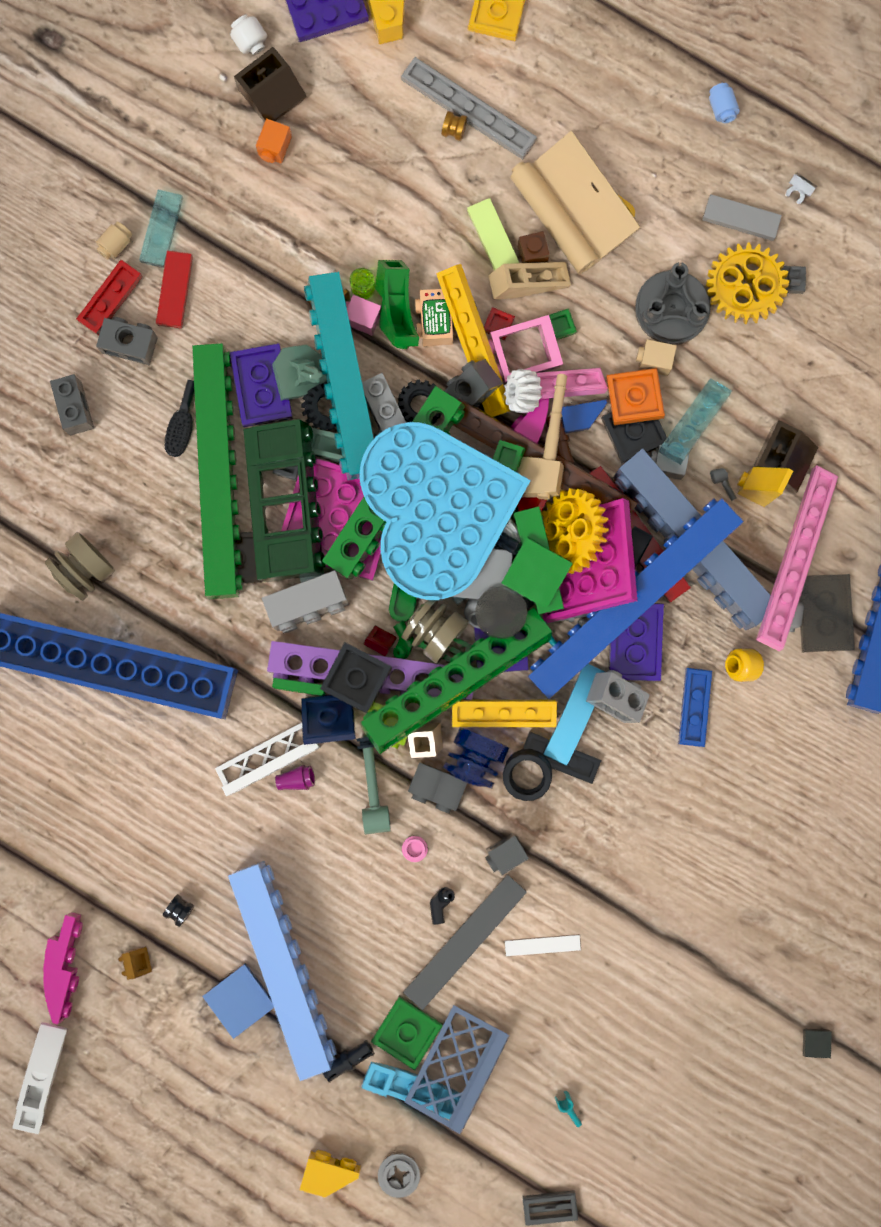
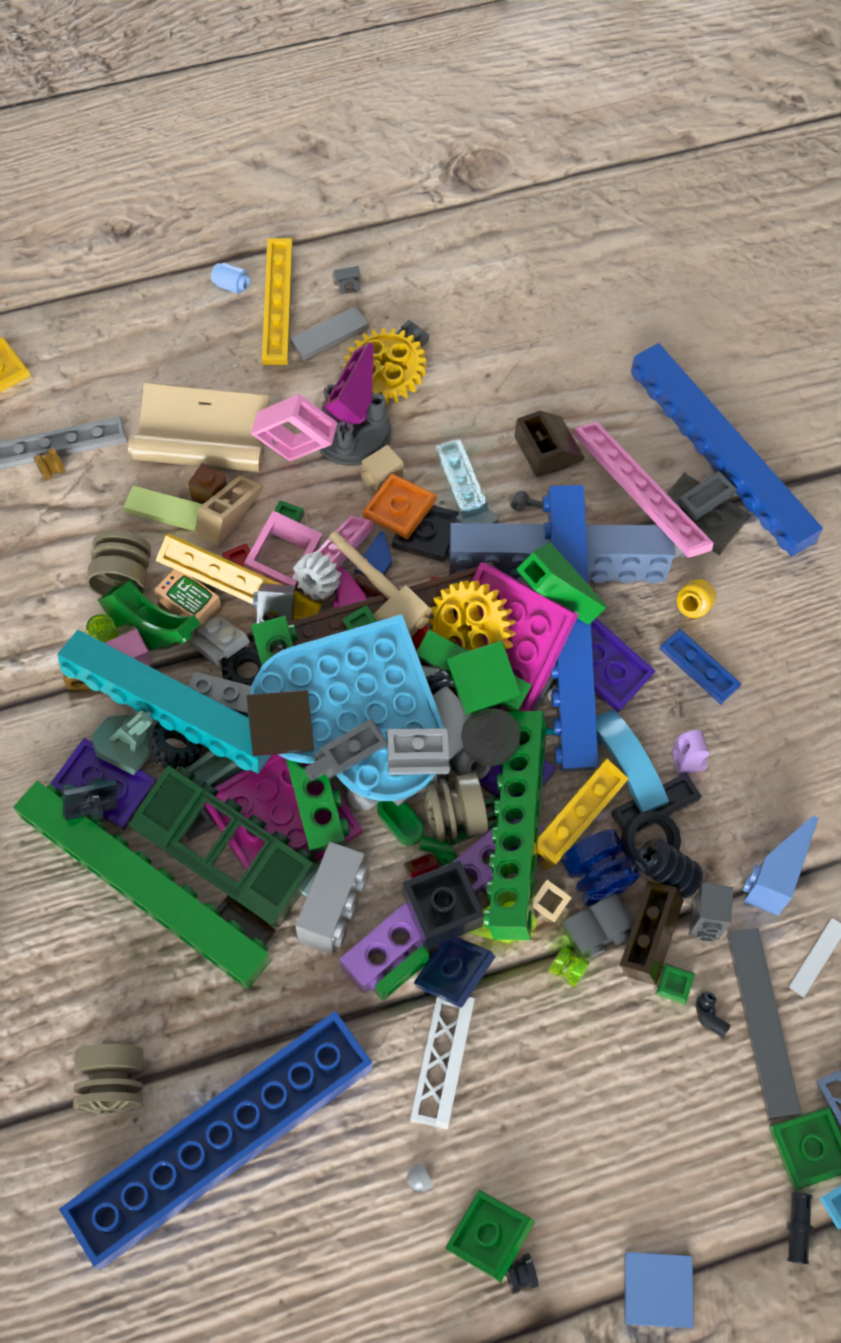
camera: 50 degrees left, 20 degrees down
(180, 424) = (68, 883): black piece -> none
(183, 804) = (419, 1179): none -> light grey hinge
(184, 874) = (490, 1235): none -> green tile
(236, 392) = (89, 799): none -> black hips
(282, 970) = (664, 1211): light blue brick -> none
(296, 779) = (485, 1048): magenta cone -> none
(375, 818) = (582, 1004): sand green piece -> none
(378, 470) = (280, 723): none -> dark brown tile
(396, 795) = (575, 970): none -> clear neon green wheel
(398, 531) = (347, 751): none -> dark grey hinge
(414, 849) = (639, 995): bright pink plate -> none
(420, 246) = (116, 559): none -> dark tan wheel
(423, 366) = (218, 639): none -> light grey plate
(440, 576) = (417, 751): none -> light grey plate
(443, 865) = (675, 984): none -> green tile
(460, 825) = (651, 932): none -> dark brown brick
(512, 804) = (669, 866): none -> black piece
(570, 878) = (775, 879): none -> medium blue slope
(615, 753) = (690, 752): none -> lavender leg
(618, 697) = (643, 711): light grey brick -> none
(627, 271) = (316, 427): none -> bright pink window
(649, 563) = (557, 580): none -> green slope
(691, 285) = (353, 389): none -> magenta slope
(735, 154) = (277, 301): none -> yellow plate
(763, 484) = (560, 464): yellow slope -> none
(841, 606) = (707, 495): none -> dark grey tile

